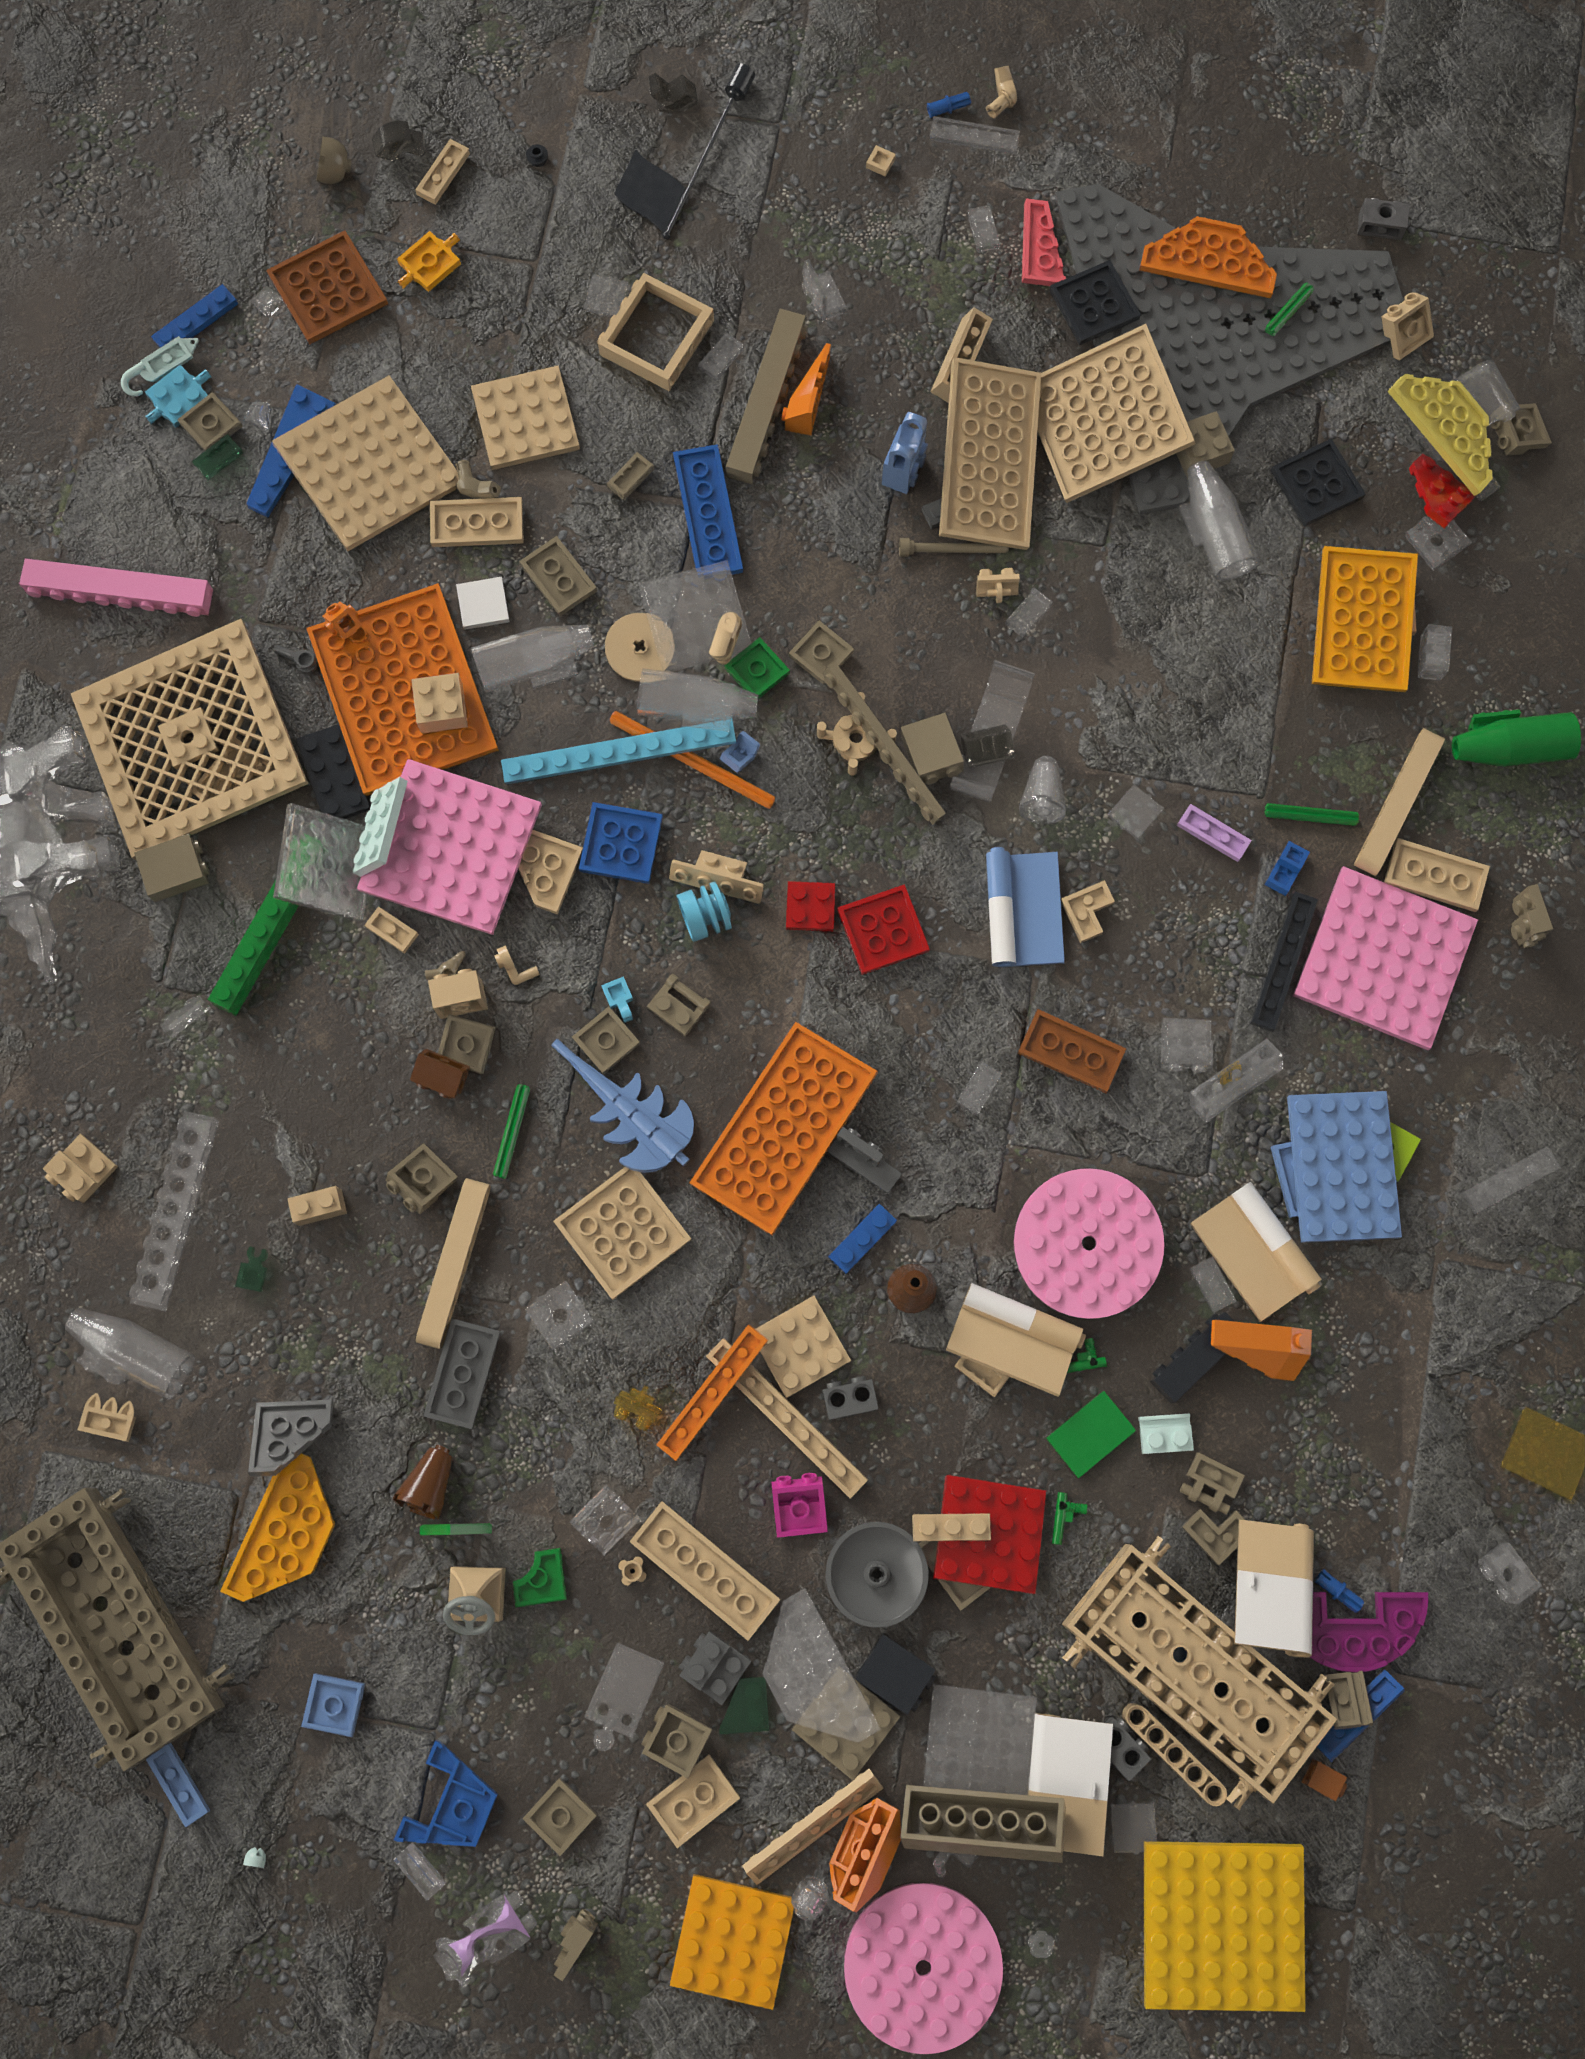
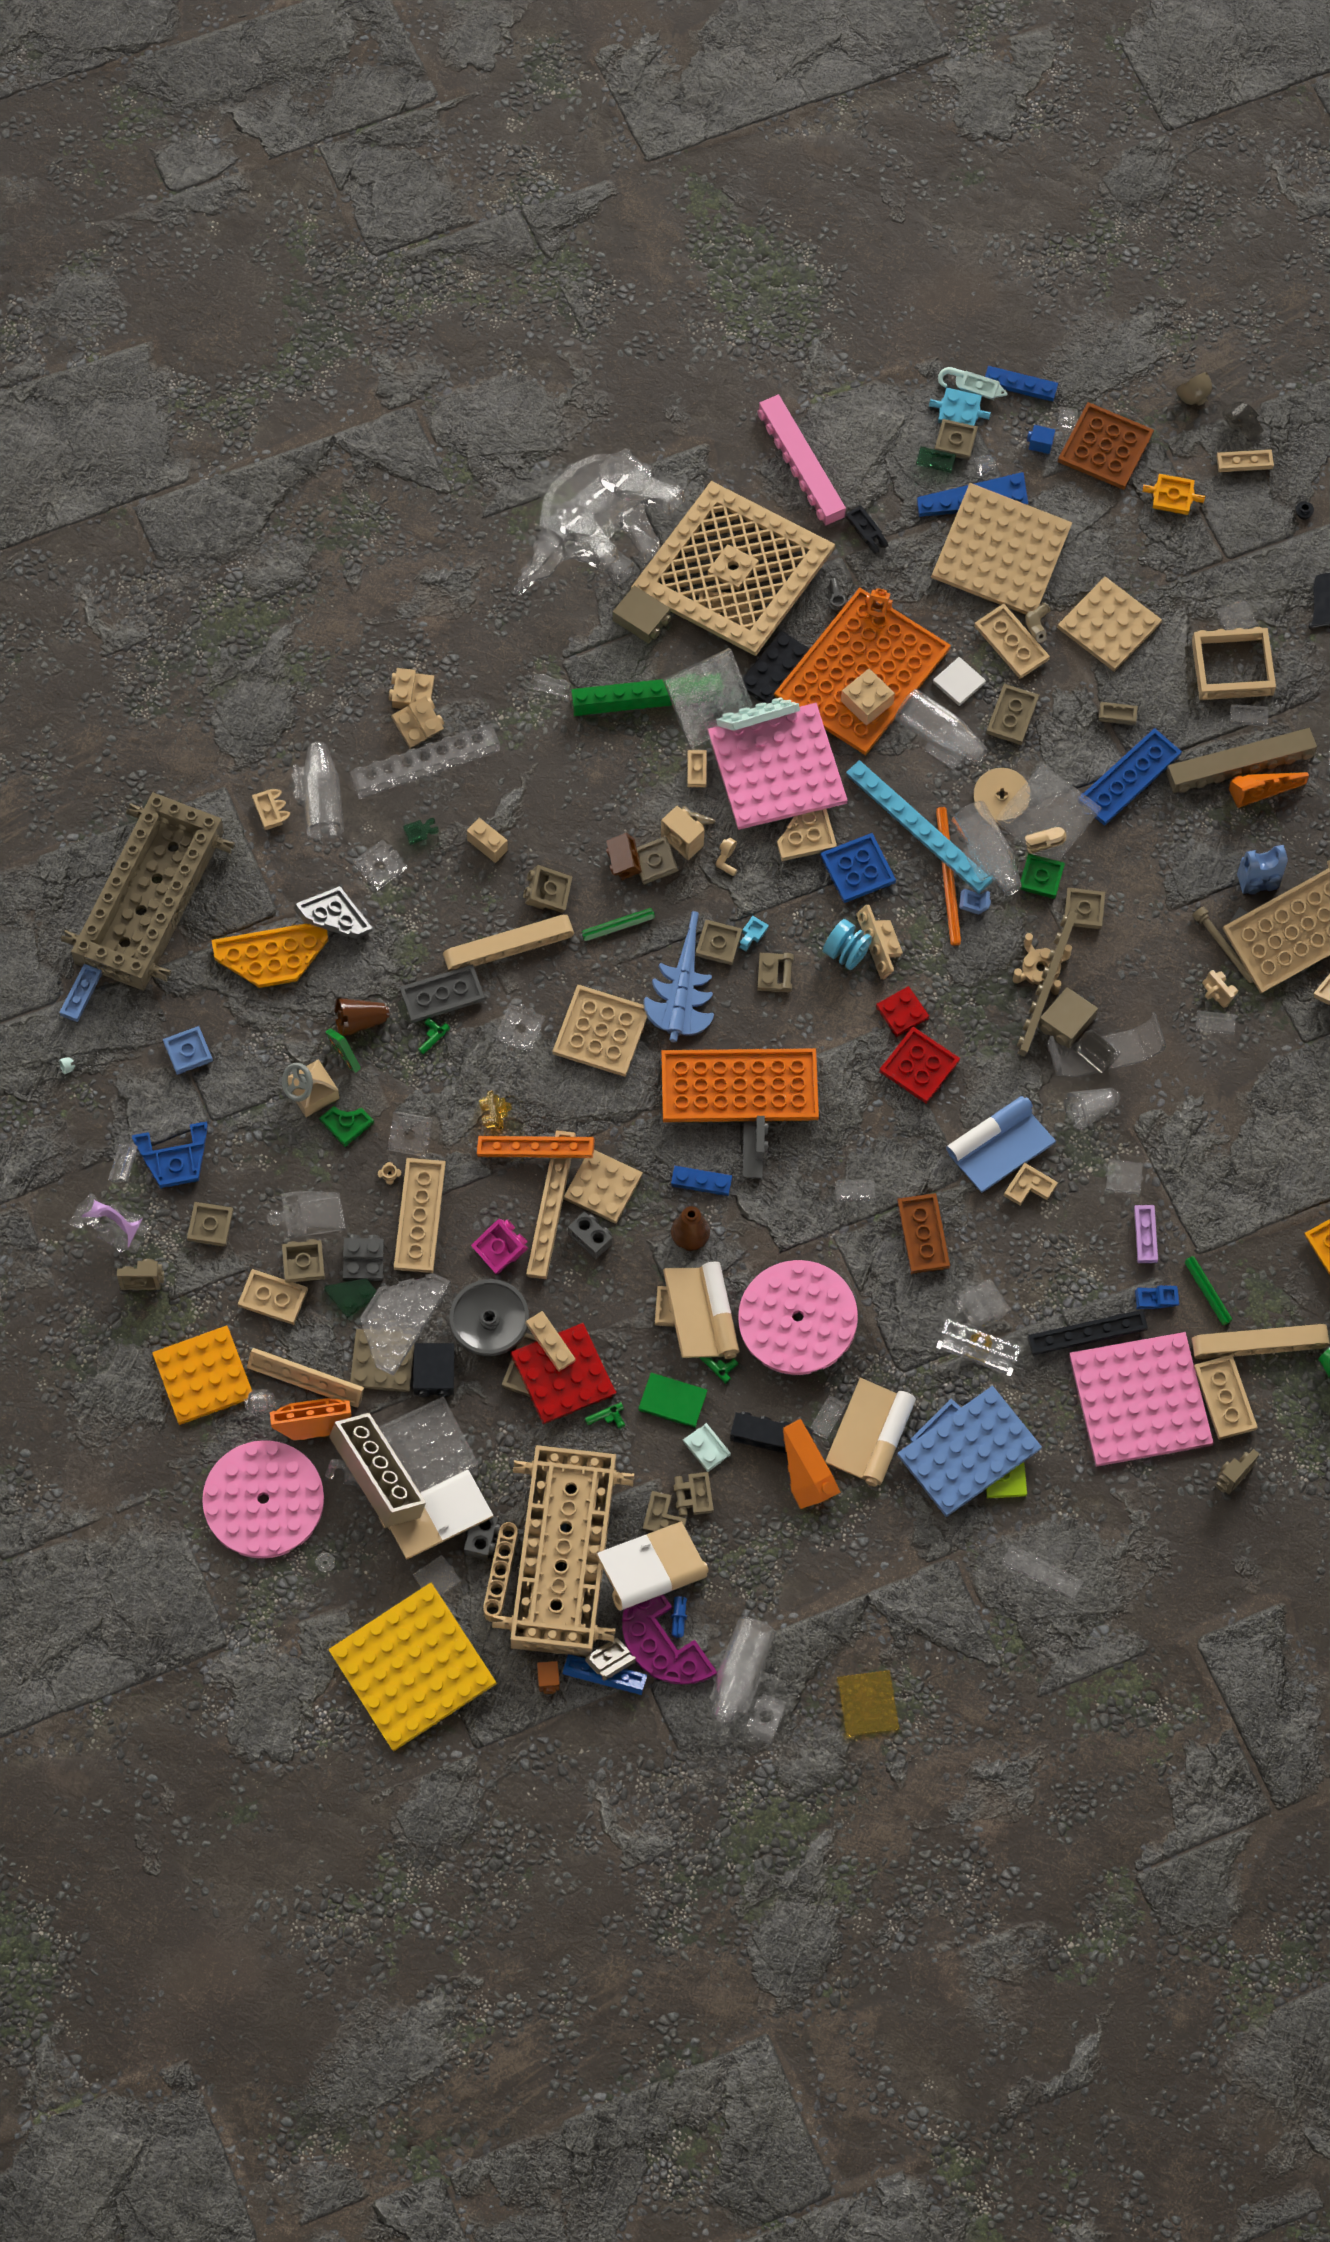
camera: 55 degrees right, 10 degrees down
(123, 1187) = (418, 721): none -> tan plate
(244, 576) = (866, 528): none -> black hinge
(248, 1331) = (380, 853): none -> clear piece
(273, 341) = (1041, 439): none -> blue brick
(502, 1415) = (433, 1035): none -> green hose
(1449, 1570) = (741, 1668): none -> clear piece

